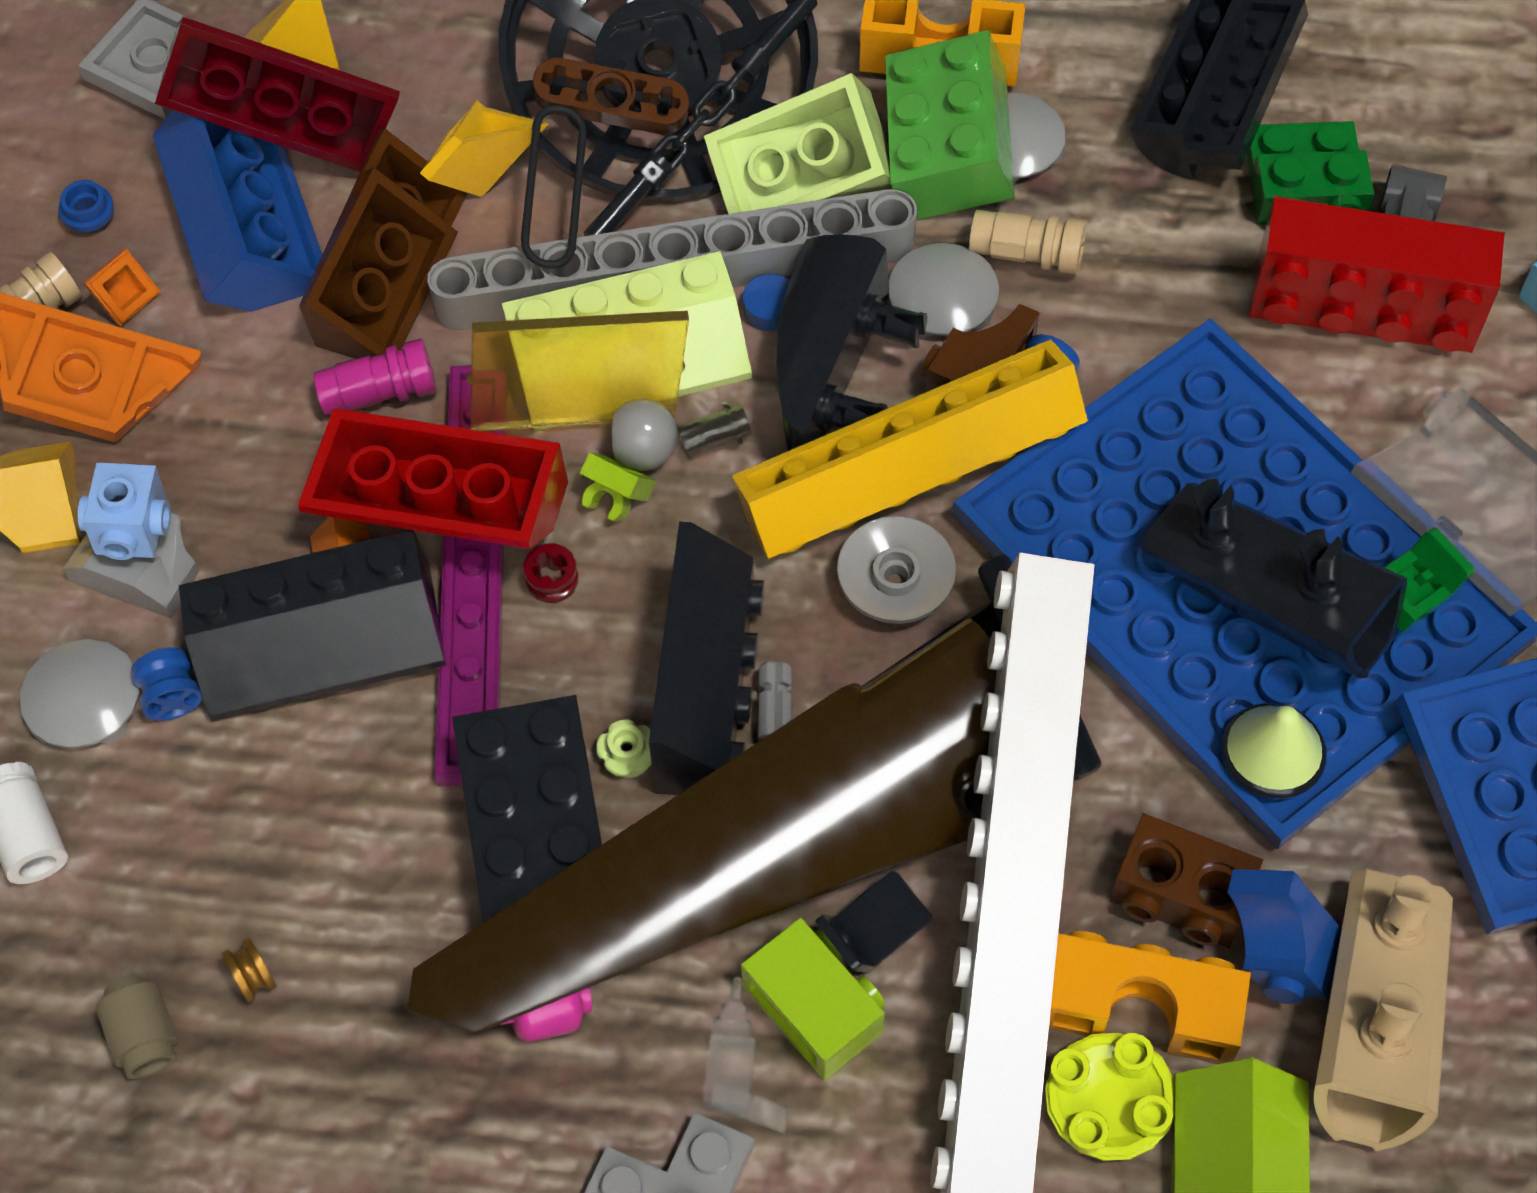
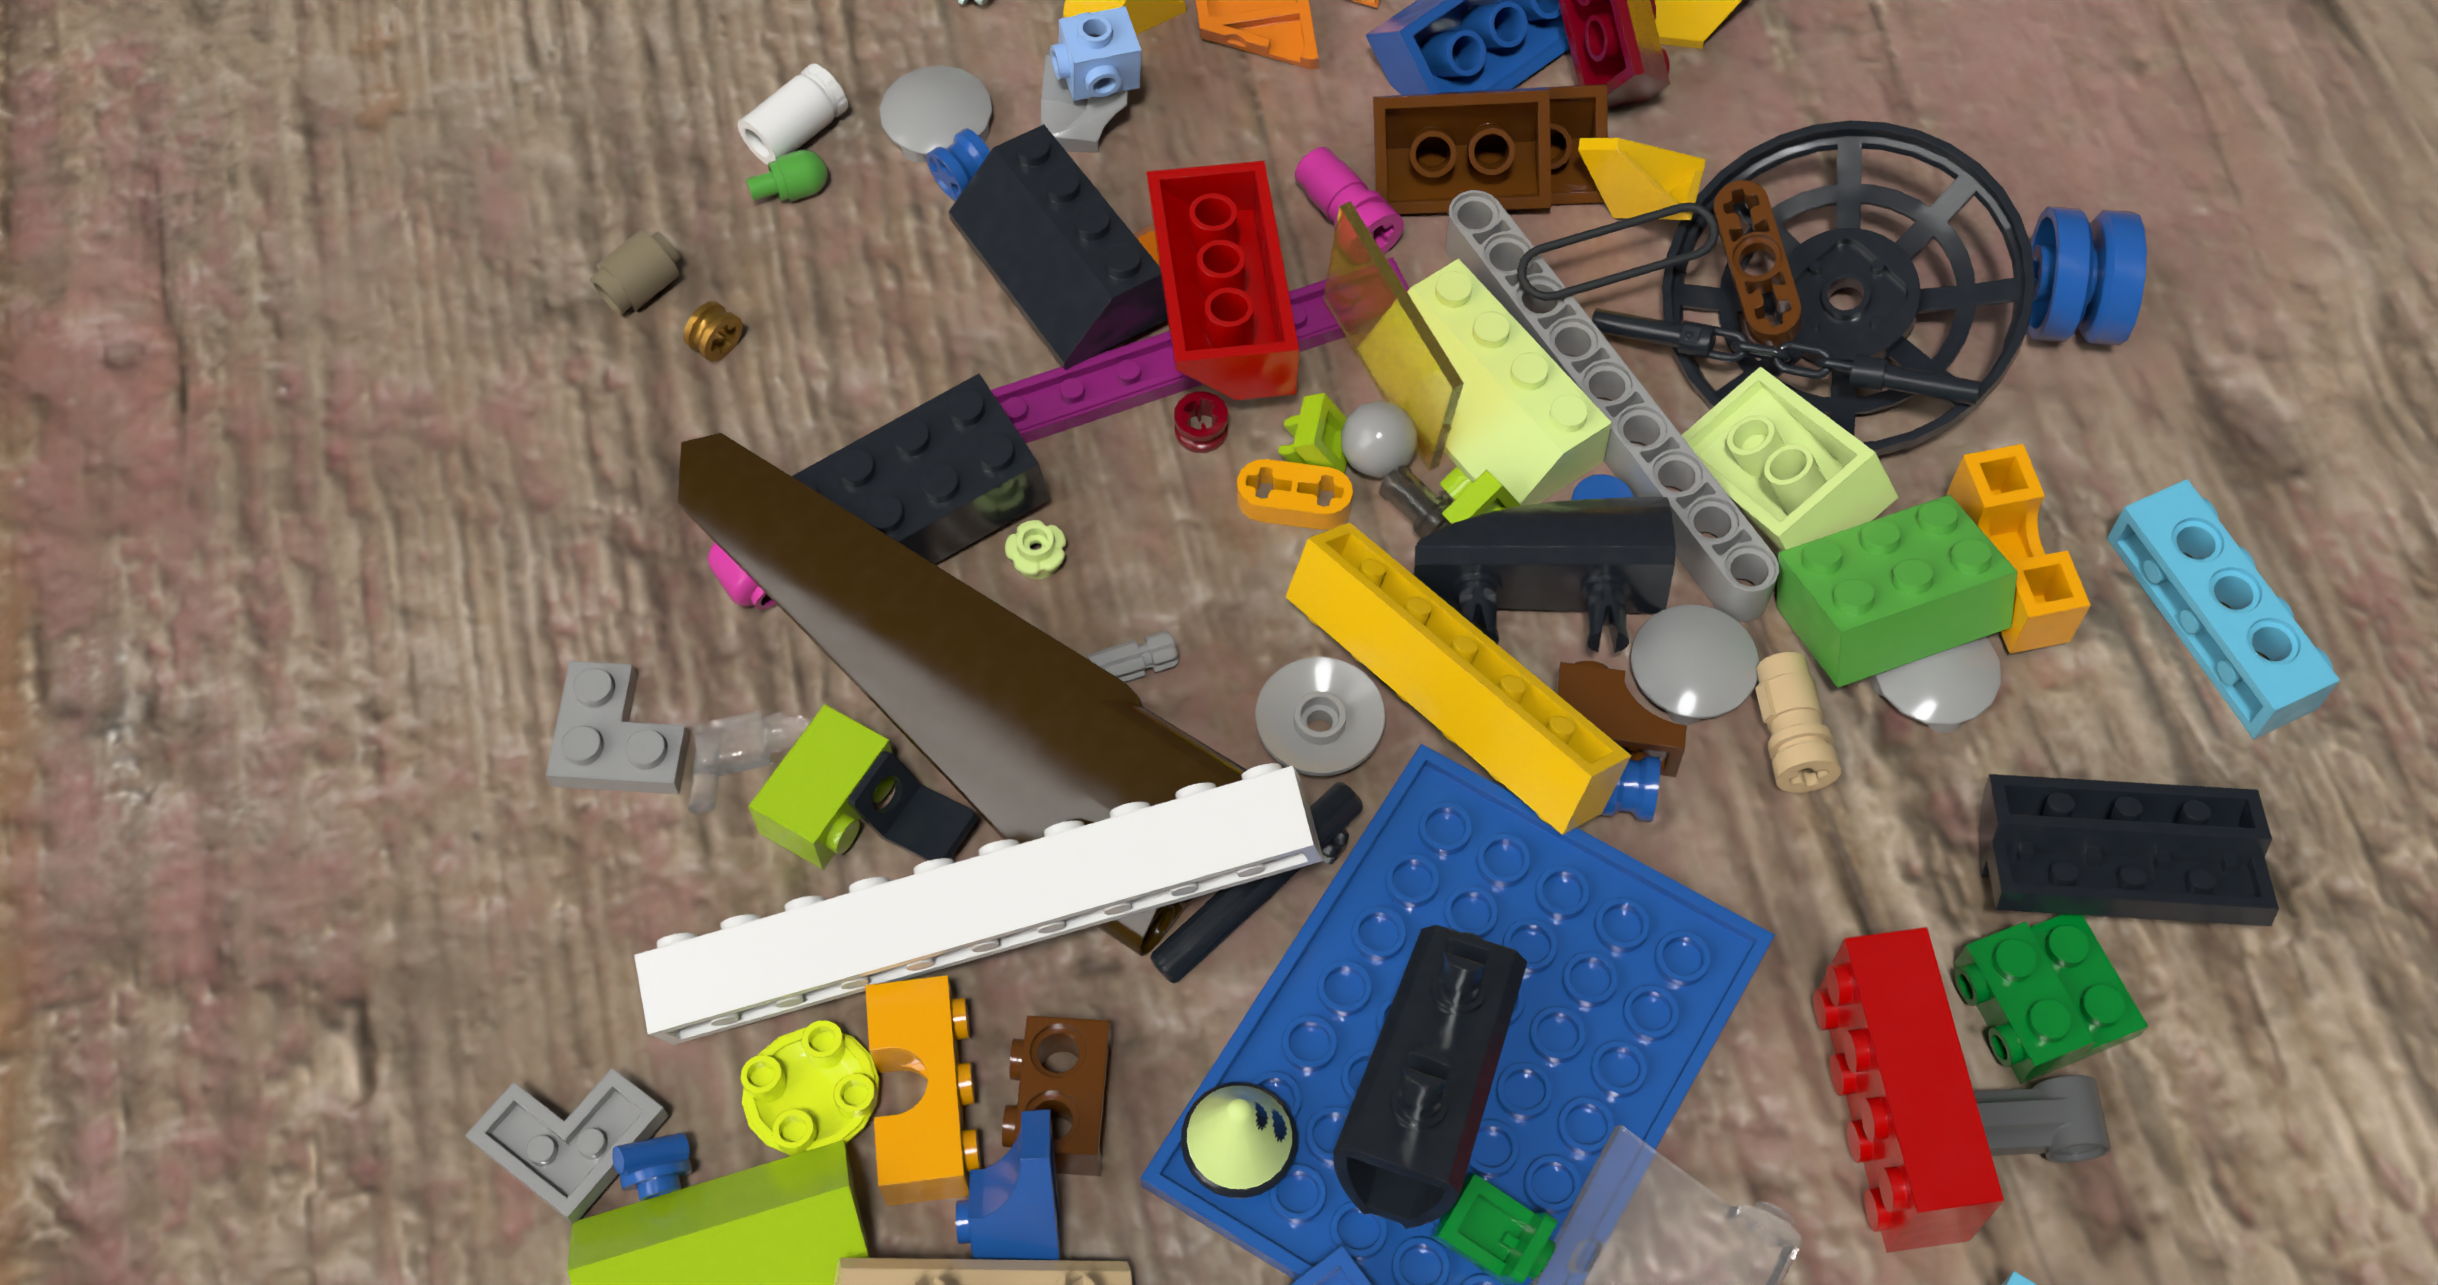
camera: 70 degrees right, 0 degrees up
(92, 850) = (790, 177): none -> bright green cylinder
(649, 517) = (1294, 494): none -> light orange beam
(703, 660) = (1137, 565): black slope -> none
(741, 383) = (1475, 497): none -> lime tile

